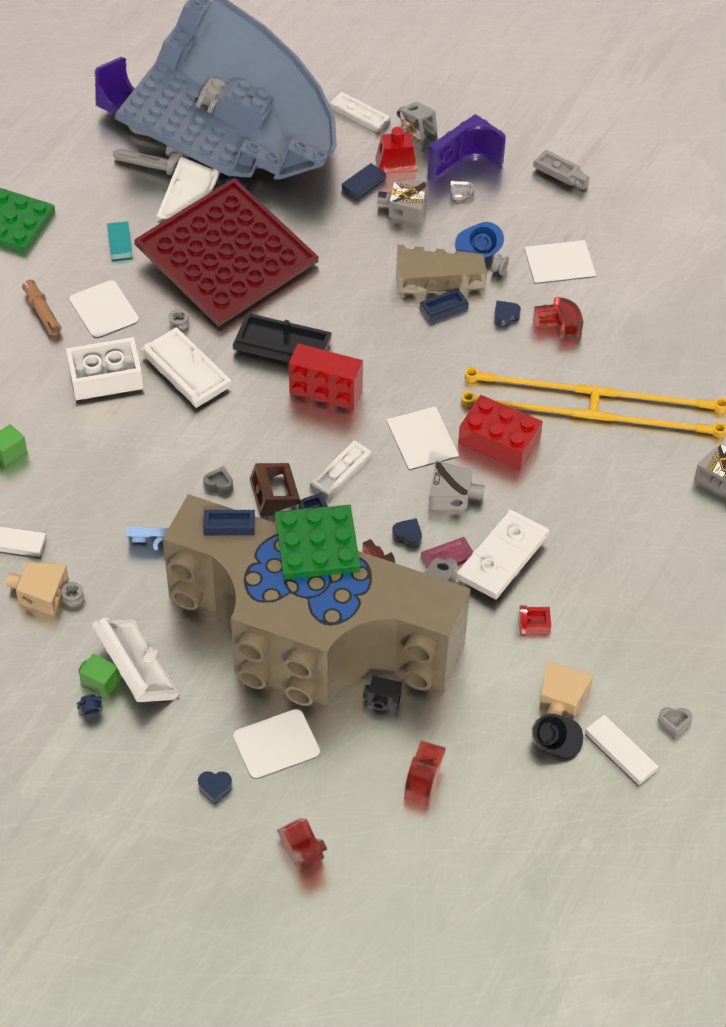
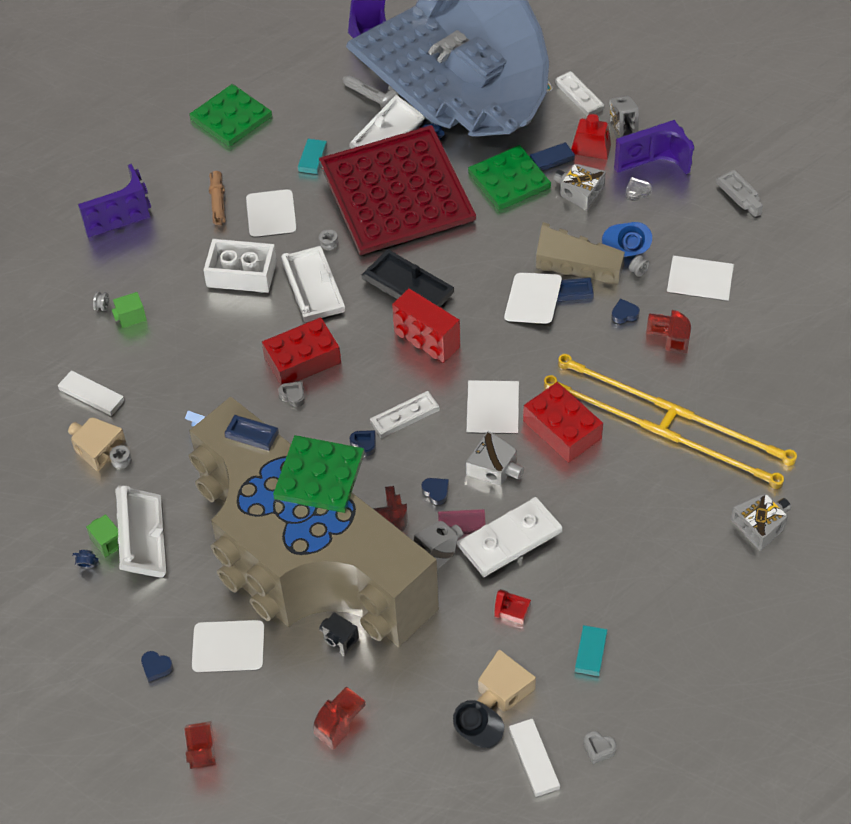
camera: 25 degrees right, 0 degrees up
(210, 437) = (301, 352): none -> red brick
(265, 500) = (330, 397): reddish brown tile -> none
(331, 211) = (509, 177): none -> green plate
(412, 322) = (533, 298): none -> white sticker
(626, 636) = (591, 650): none -> teal tile

